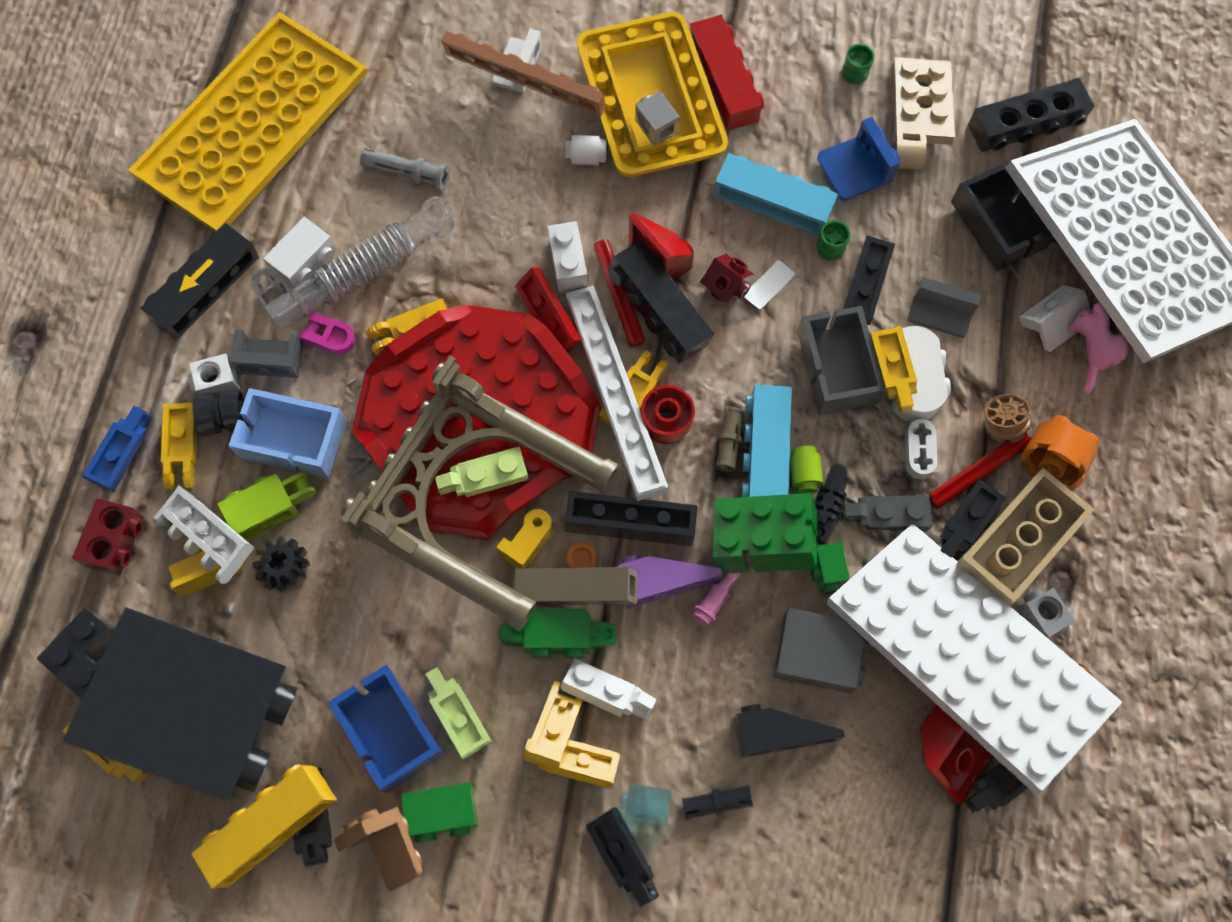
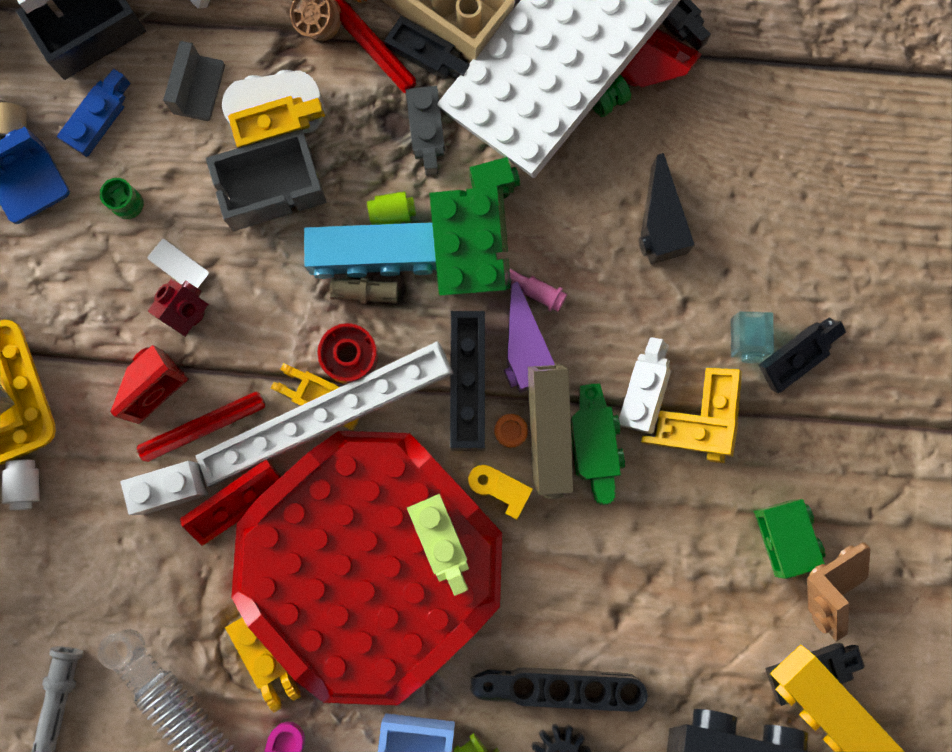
camera: 95 degrees left, 10 degrees up
(331, 585) = (574, 697): none -> black piece
(386, 729) = (716, 606): blue piece -> none
(451, 388) = (543, 587): dark tan arch -> none
(457, 715) = (691, 536): yellowish green hinge -> none
(660, 301) = (212, 377): black brick -> none
(717, 802) = (736, 270): black pin -> none
(774, 194) = (67, 264): medium azure brick -> none
(820, 651) = (579, 185): dark grey brick -> none
(830, 502) = (420, 182): black hinge -> none
(869, 276) = (163, 159): black plate -> none
(913, 697) = (615, 95): none -> green wheel
(916, 225) = (95, 114): none -> blue hinge
(928, 448) = (354, 100): white beam -> none

